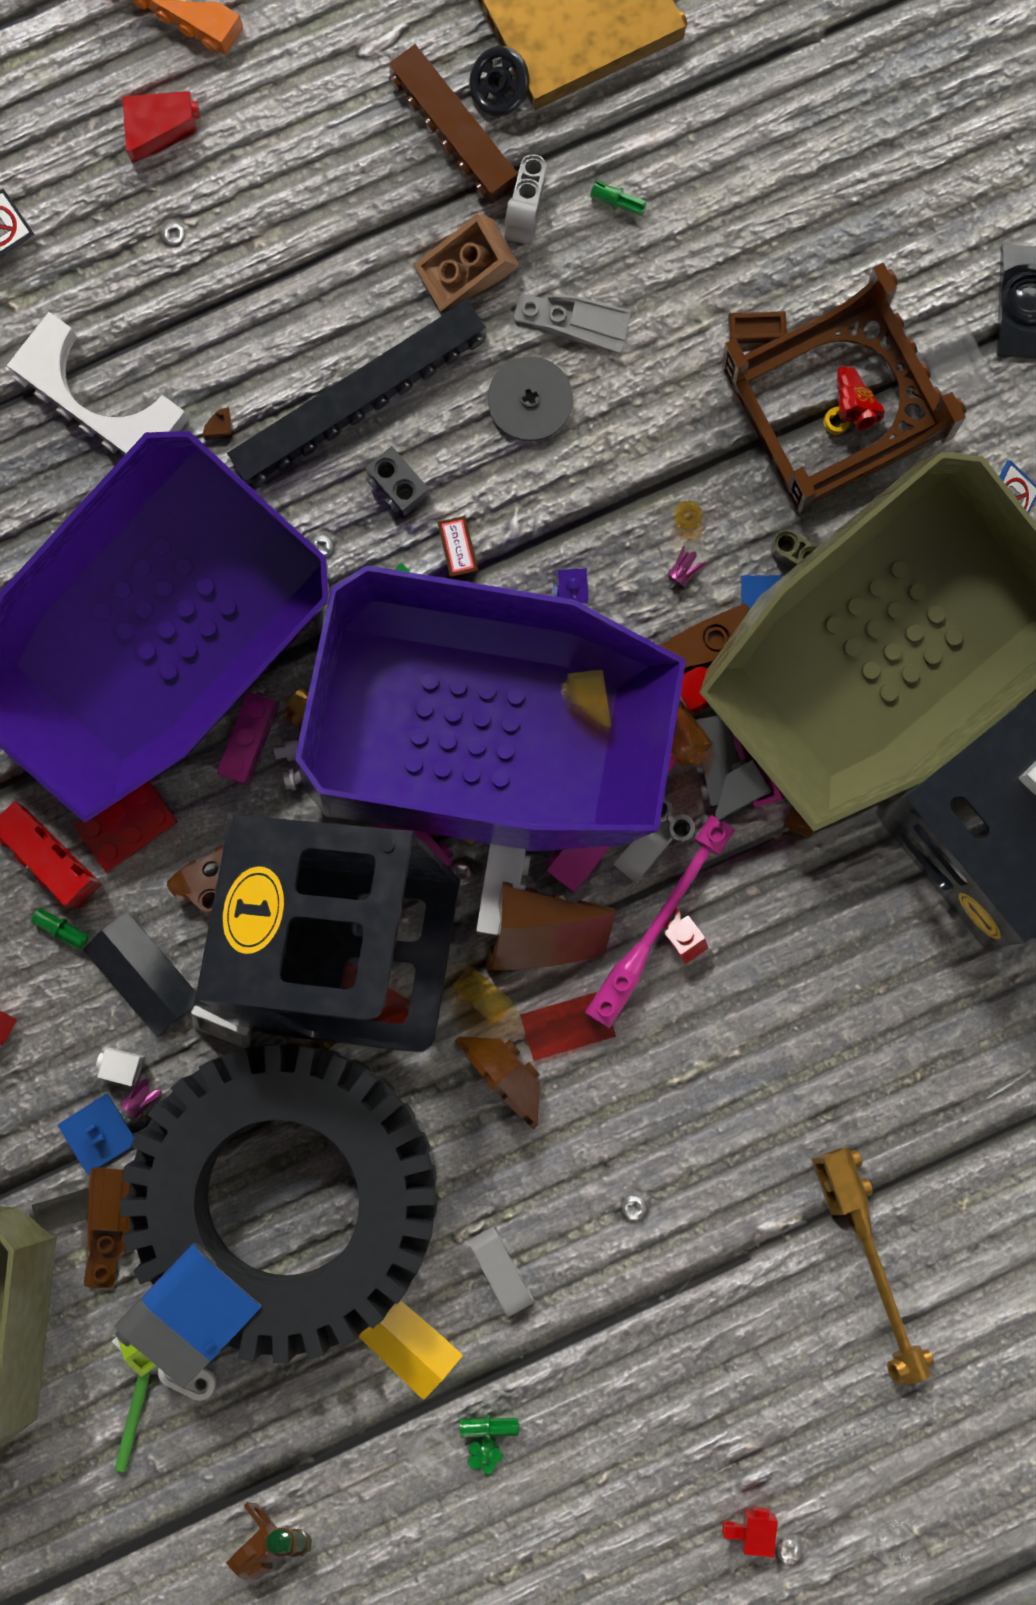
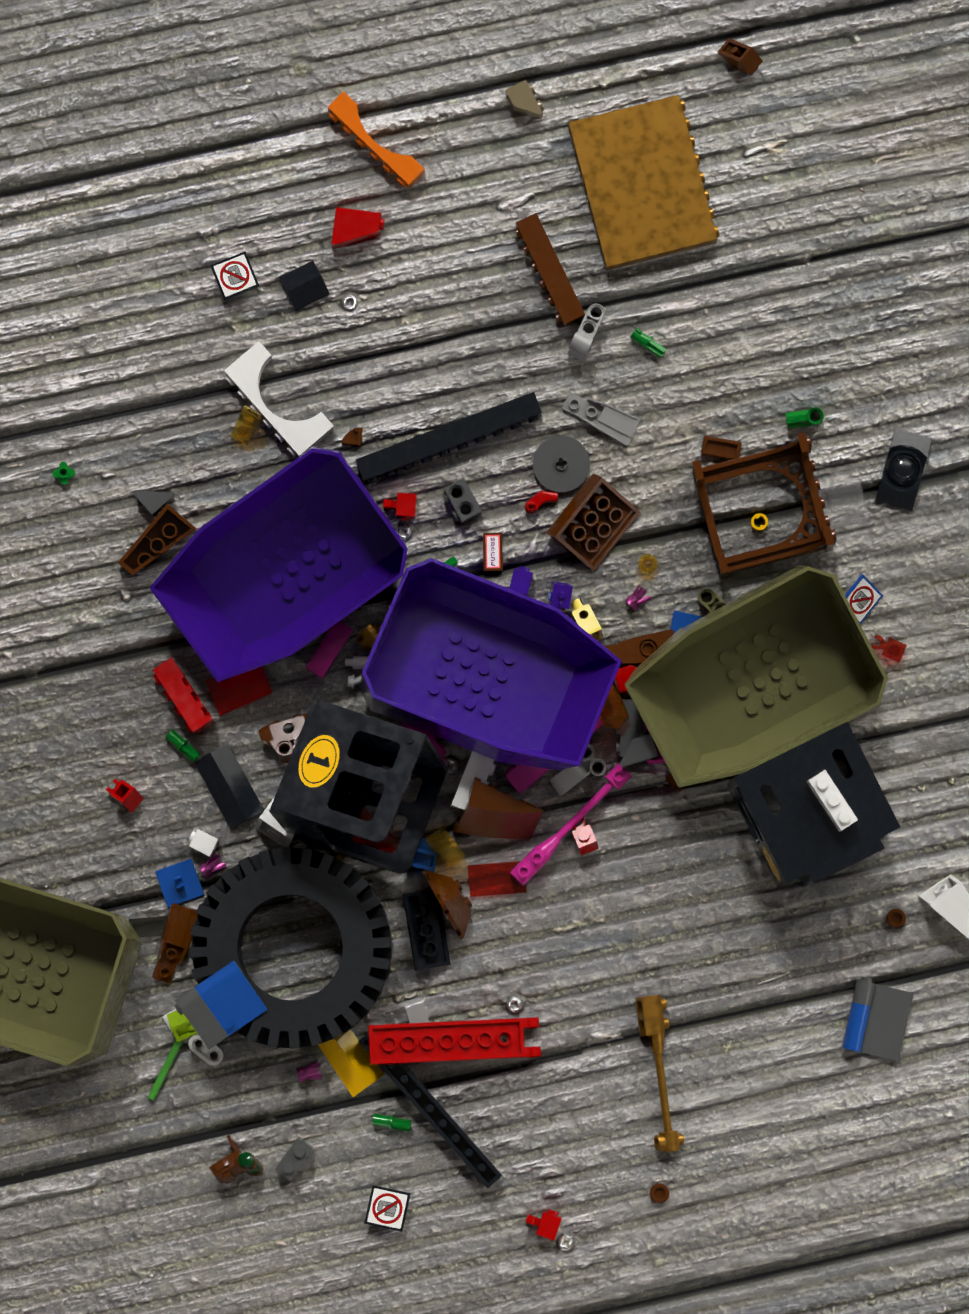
camera: 10 degrees right, 0 degrees up
(57, 437) = (246, 425): none -> clear yellow slope
(102, 223) = (304, 285): none -> black slope
(313, 506) = (404, 506): none -> red brick
(343, 1381) = (309, 1072): none -> flat silver piece
(354, 1516) = (294, 1158): none -> dark grey brick
(454, 1016) = (425, 857): none -> blue slope
(466, 263) = (538, 365): medium nougat slope -> none
(479, 1126) = (426, 930): none -> black slope
(484, 1454) = (384, 1139): green plant -> none
(508, 573) = (521, 580): none -> dark purple brick
(509, 455) = (539, 499): none -> red arm
(510, 1562) = (387, 1208): none -> piece
(519, 84) = (572, 252): black plate -> none
(544, 1395) = (440, 1120): none -> black brick
(550, 1288) = (450, 1041): none -> red hinge
(588, 698) = (555, 670): clear yellow slope -> none
(595, 471) = (593, 522): none -> reddish brown slope
(617, 609) = (589, 624): none -> light yellow torso
(857, 401) = (773, 512): red rock -> none
(866, 257) = (802, 418): none -> green piece
(913, 1445) = (659, 1193): none -> reddish brown tile

